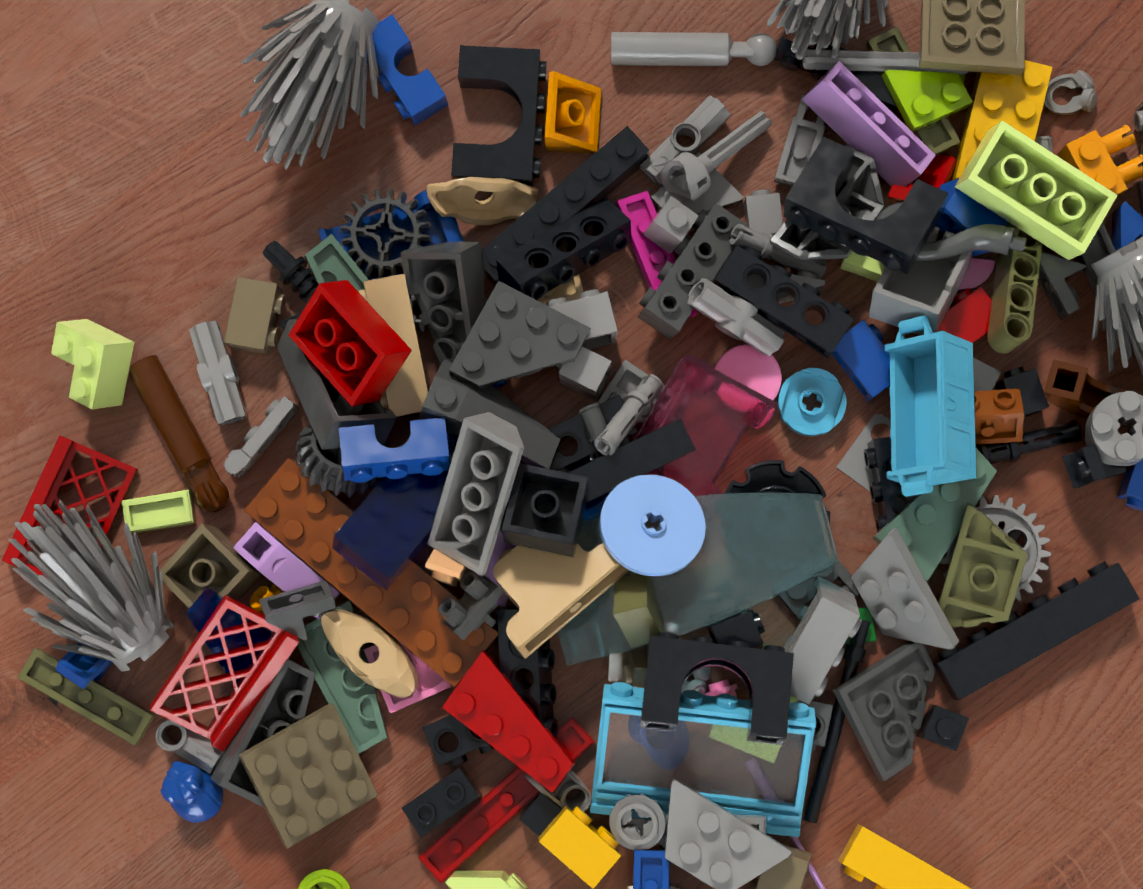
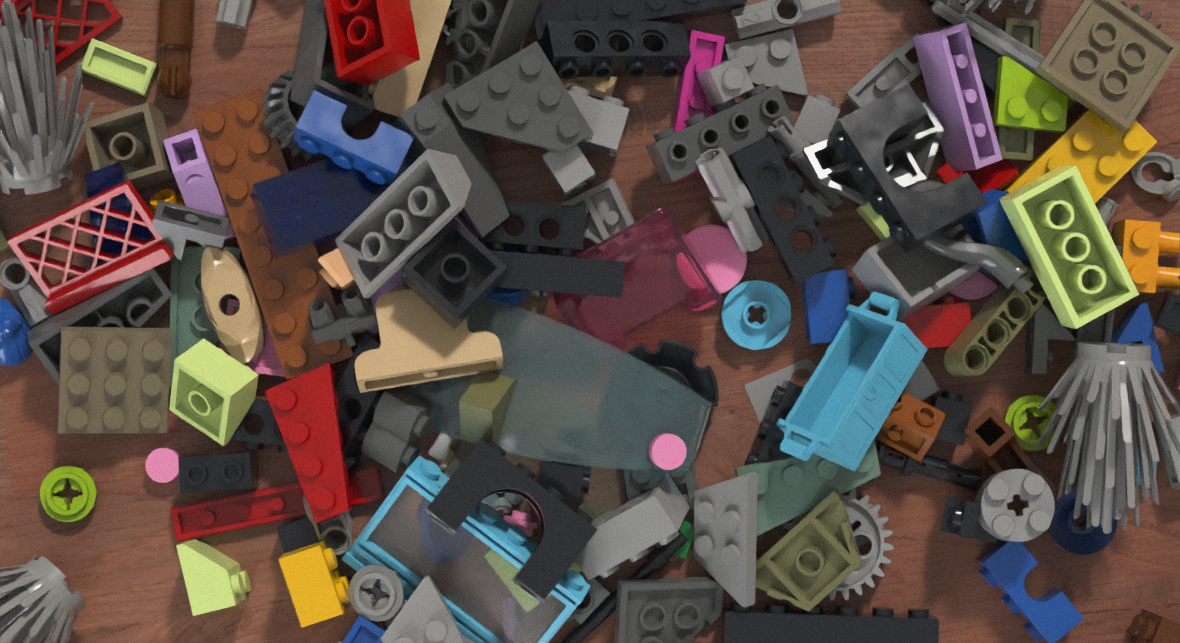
camera: 20 degrees right, 5 degrees up
(261, 437) = (246, 55): light grey hinge -> none
(391, 824) = (162, 465): none -> bright pink piece
(397, 734) = (212, 390): none -> yellowish green slope
(572, 672) = (397, 429): none -> dark grey brick
(593, 421) = (548, 223): dark grey pin -> none
(636, 404) = (595, 226): light grey pin -> none
(645, 549) = (522, 361): light blue piece -> none
(693, 172) = (772, 46): light grey piece -> none
(810, 554) = (667, 451): none -> bright pink piece
(1081, 342) = (1017, 416): none -> lime gear

